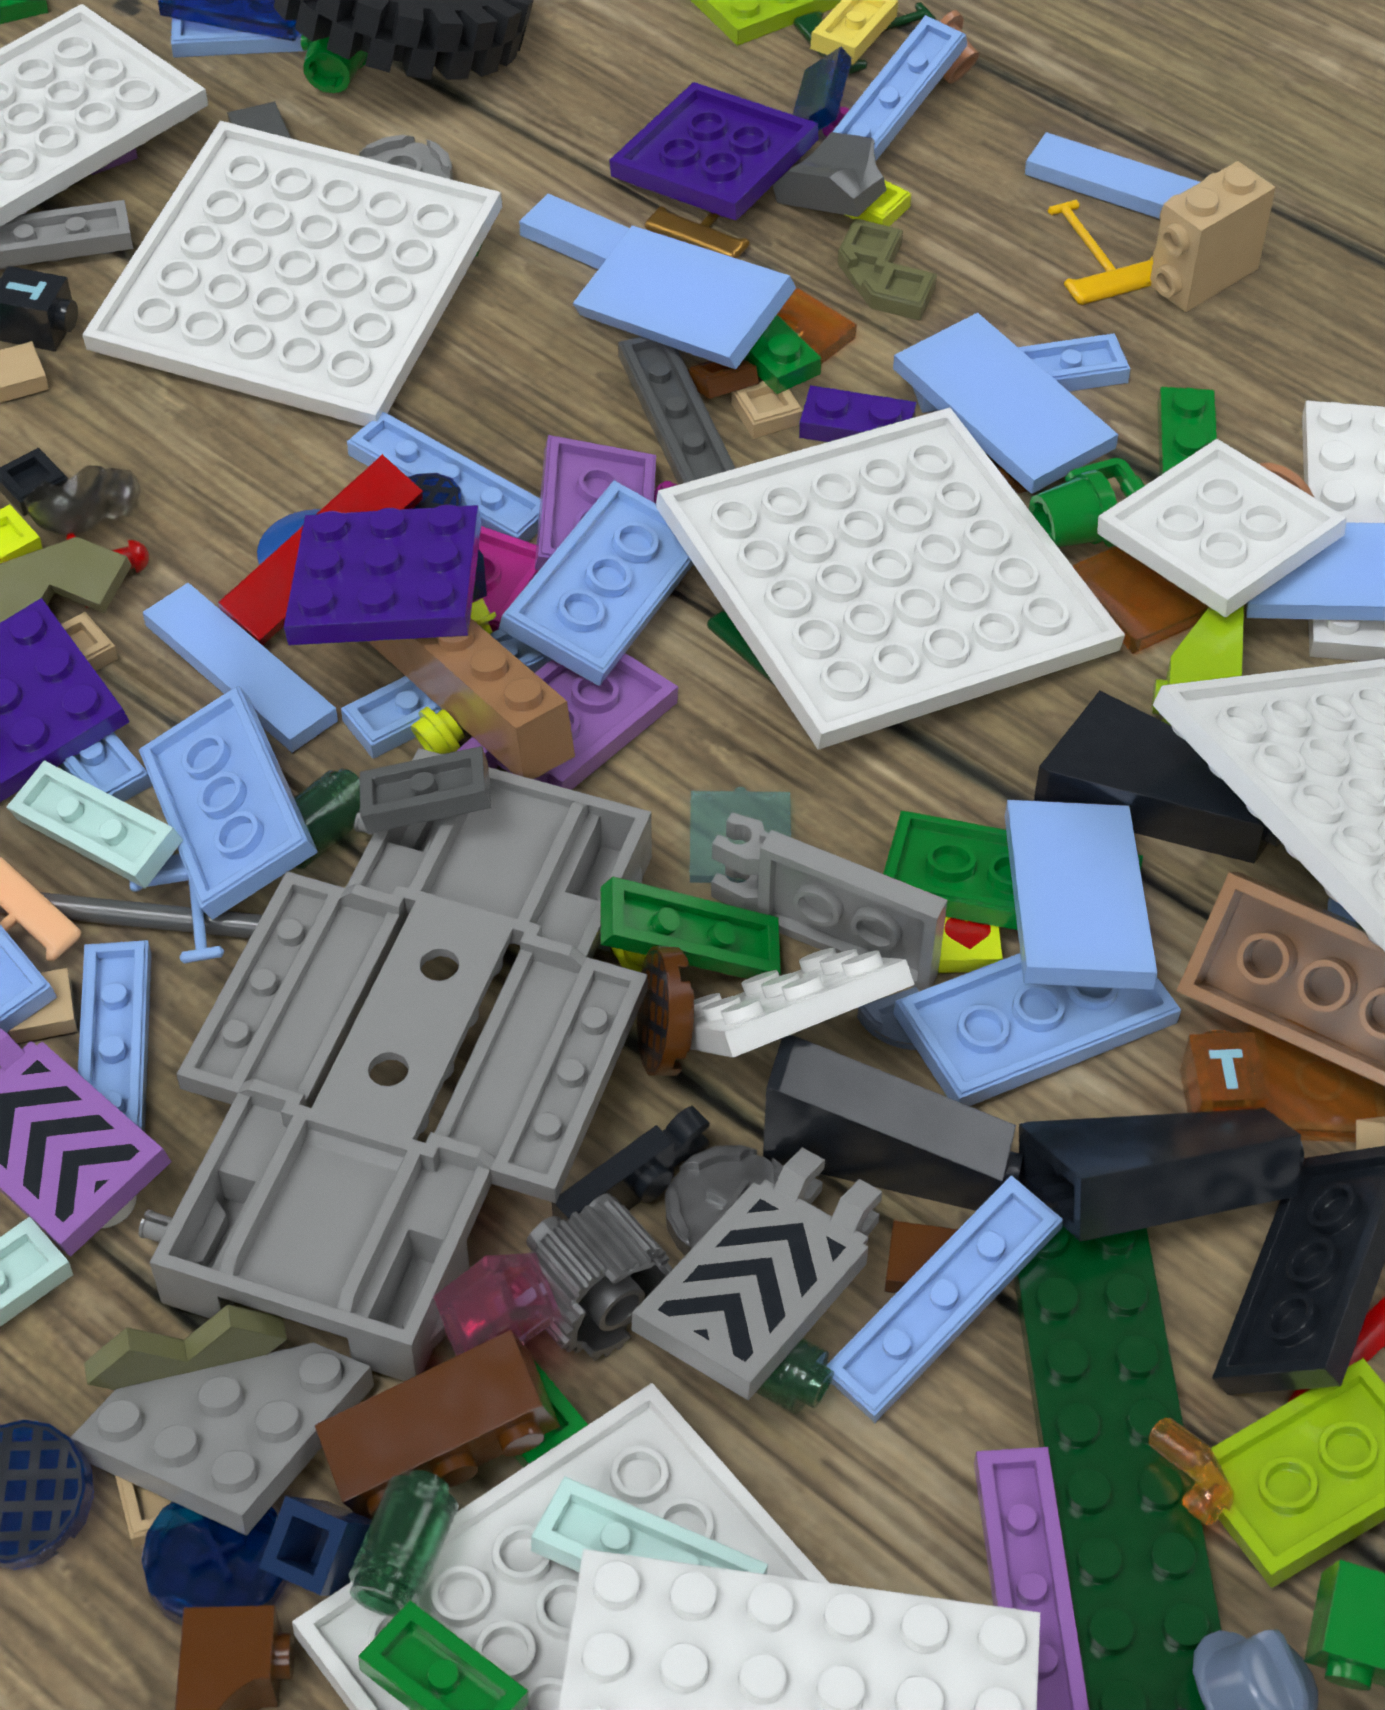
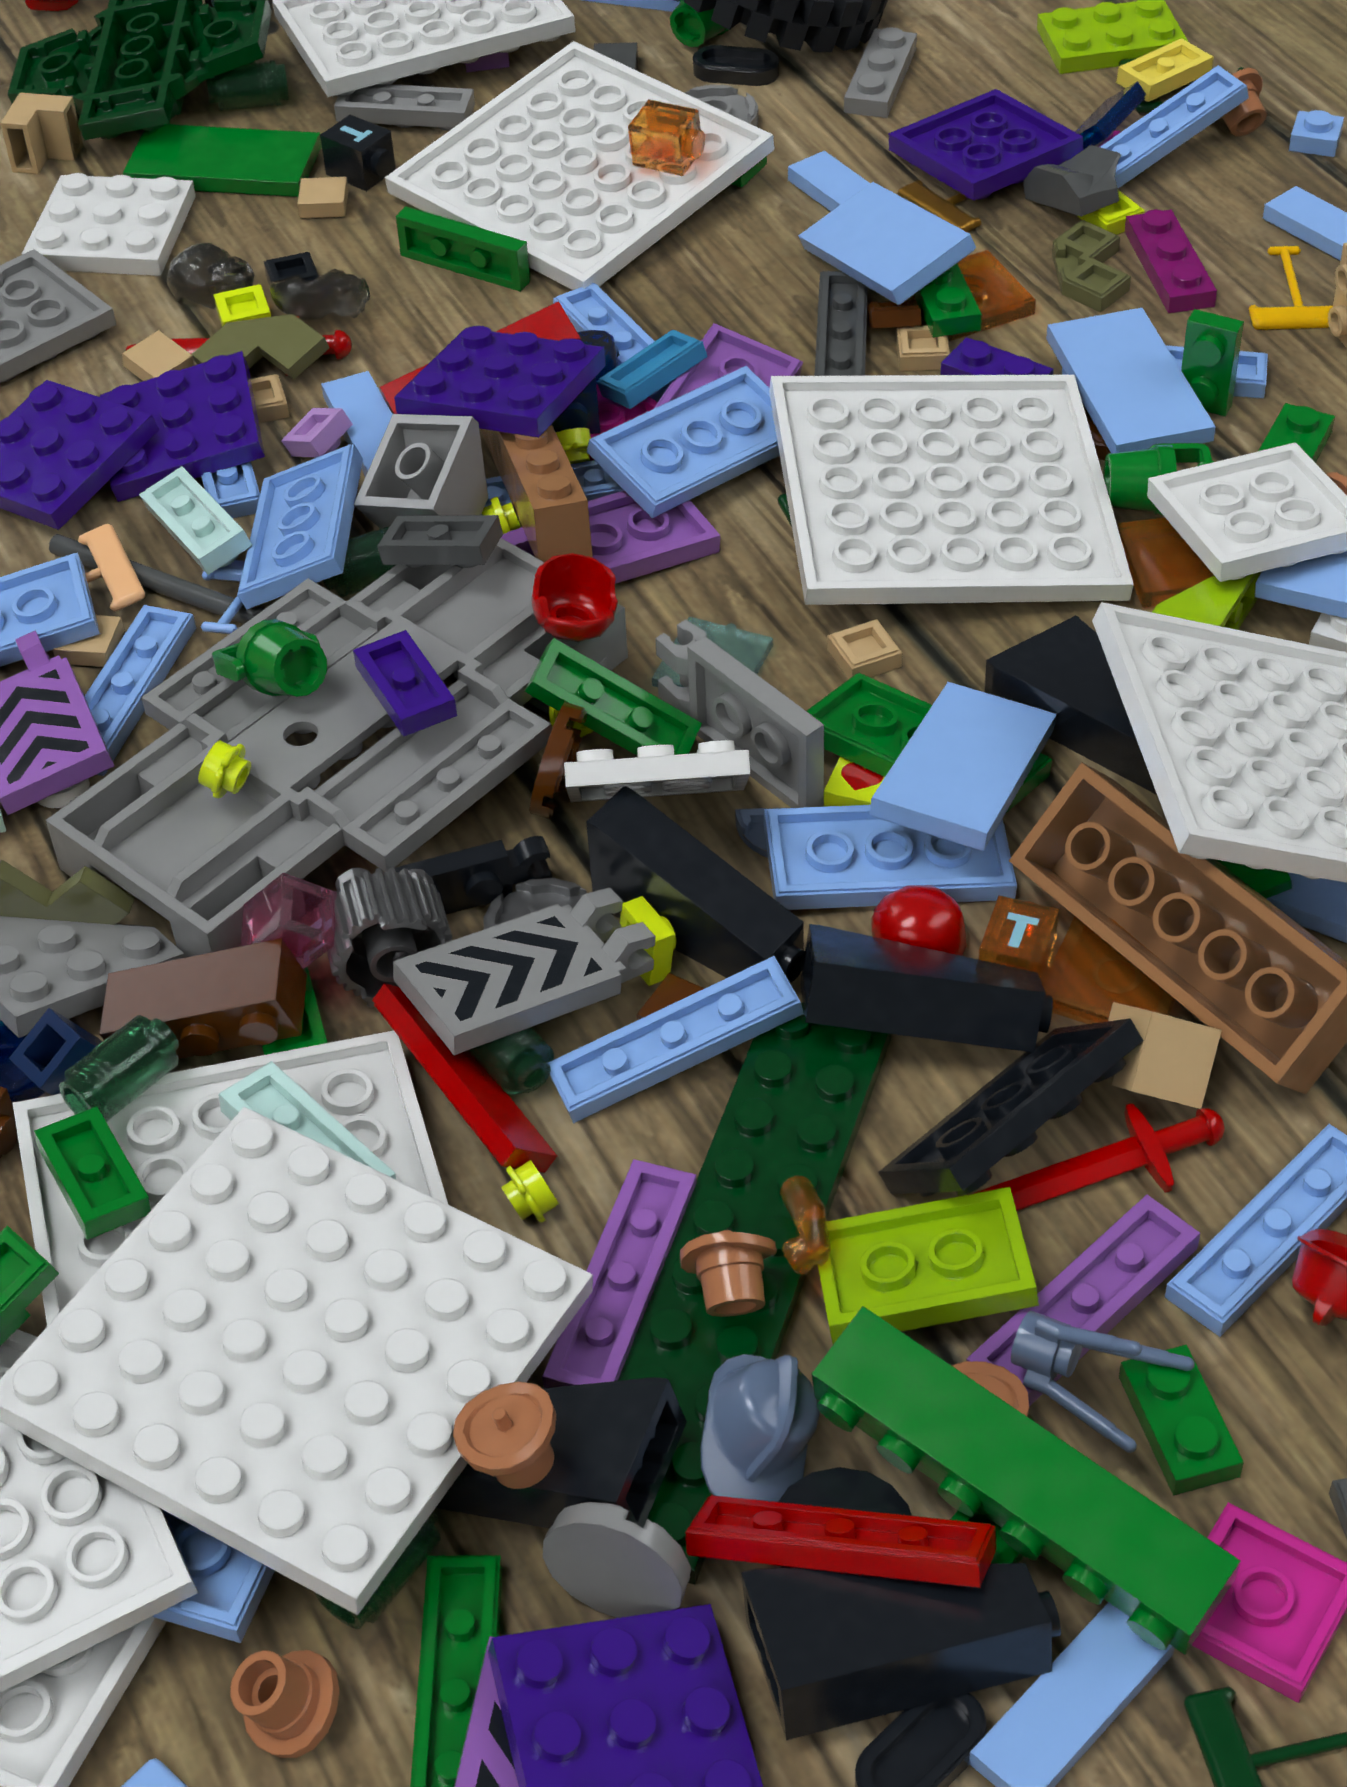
camera: 25 degrees right, 5 degrees down
(172, 675) = (317, 432): none -> lavender plate
(216, 404) = (463, 248): none -> green plate
(325, 992) = (274, 660): none -> green piece
(340, 1143) = (224, 769): none -> neon yellow plate
(347, 706) = (425, 470): none -> light grey slope
(394, 106) = (736, 65): none -> black tile
(395, 223) = (666, 137): none -> clear orange brick
(482, 978) = (405, 683): none -> dark purple plate
(517, 505) = (651, 368): none -> dark azure tile
(554, 84) = (880, 72): none -> light grey plate
(611, 822) = (574, 597): none -> red hair
(756, 1422) = (467, 1086): none -> red tile
(842, 1172) = (639, 911): none -> neon yellow plate
(883, 1523) = (529, 1192): none -> neon yellow plate
(890, 781) = (864, 650): none -> tan tile
(963, 246) = (1170, 261): none -> magenta plate
(1031, 65) = (1316, 133): none -> light blue plate
(1084, 356) = (1212, 358): none -> green plate
(1110, 1082) = (921, 918): none -> red hair
(1159, 1554) = (729, 1270): none -> nougat piece

